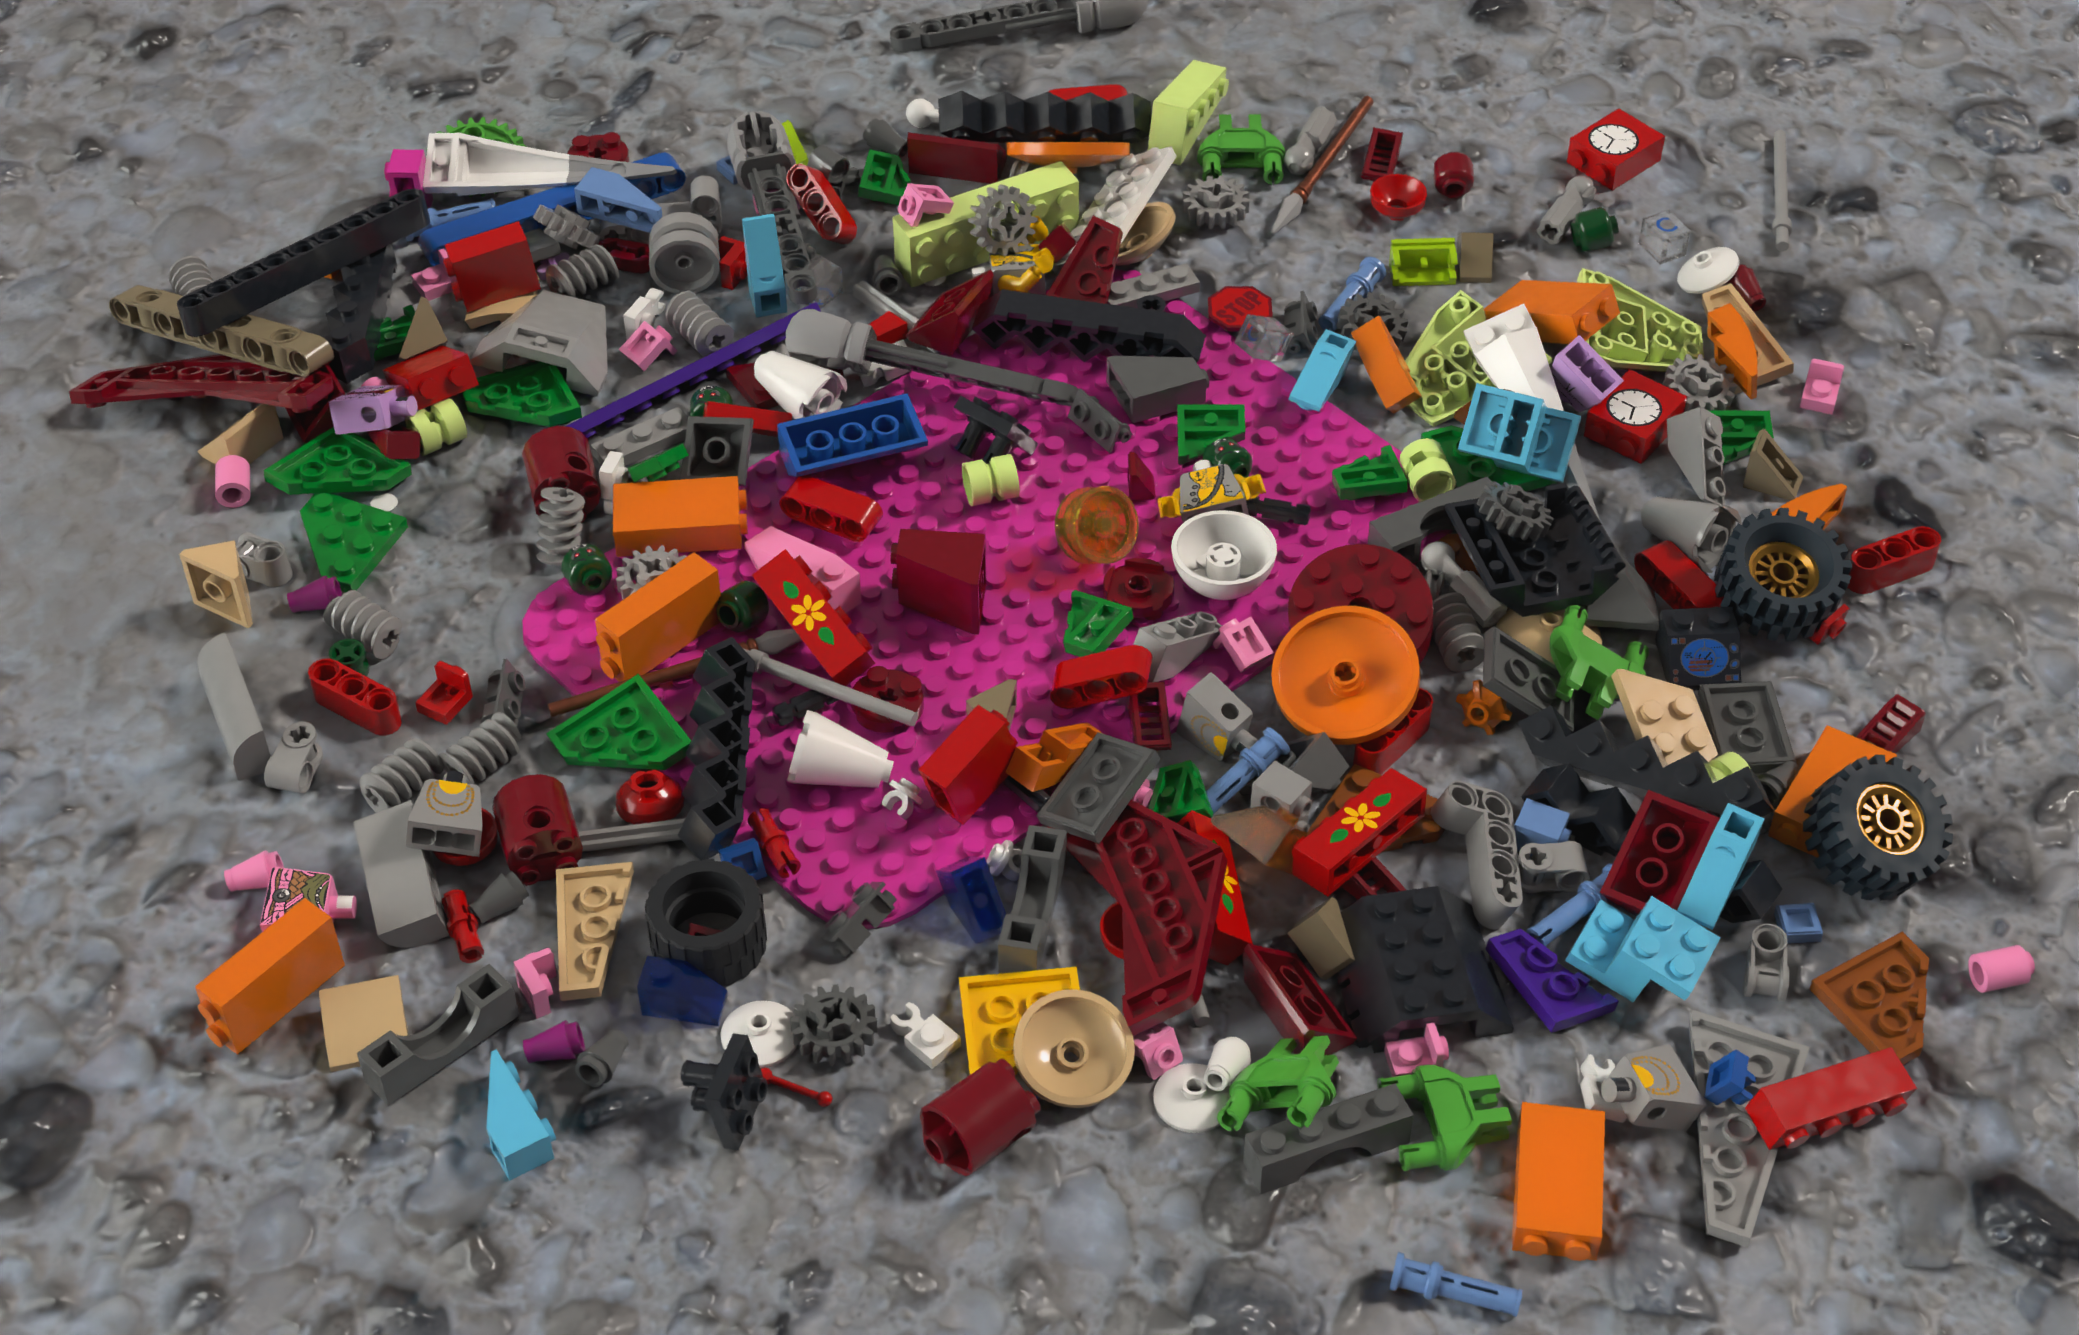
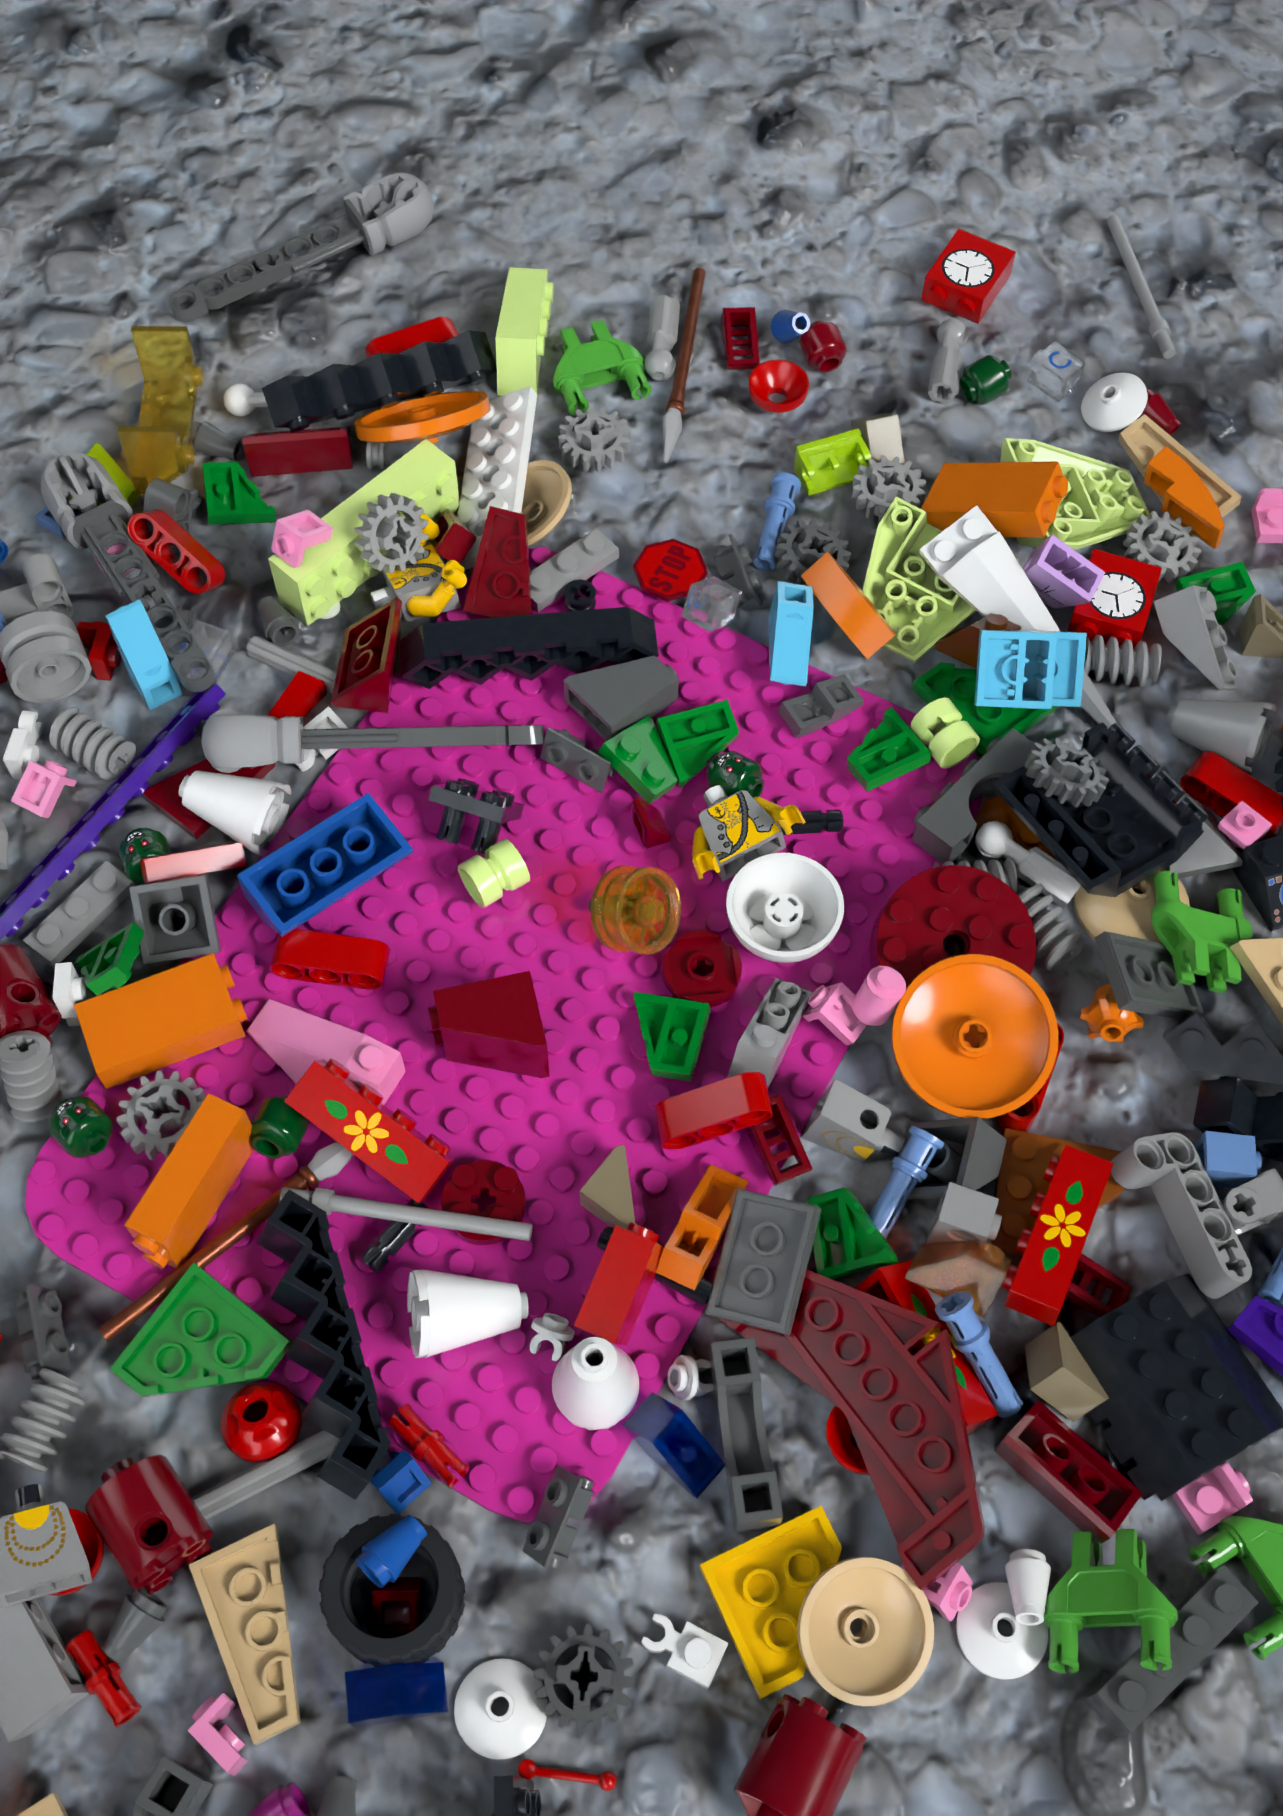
camera: 20 degrees left, 15 degrees up
(712, 874) = (390, 1551): none -> blue cone
(868, 78) = (165, 429): none -> clear yellow windscreen
(925, 827) = (595, 1384): none -> white cone
(1151, 432) = (641, 759): none -> green wing
(1249, 876) = (972, 1338): none -> medium blue pin
(1274, 624) = (878, 995): none -> bright pink brick
(1336, 432) = (822, 707): none -> dark grey slope
(1423, 157) = (789, 325): none -> blue cone
(1466, 279) = (884, 483): none -> light grey gear
(1616, 460) = (1122, 660): none -> light grey piece
(1669, 595) = (1244, 826): none -> bright pink bracket

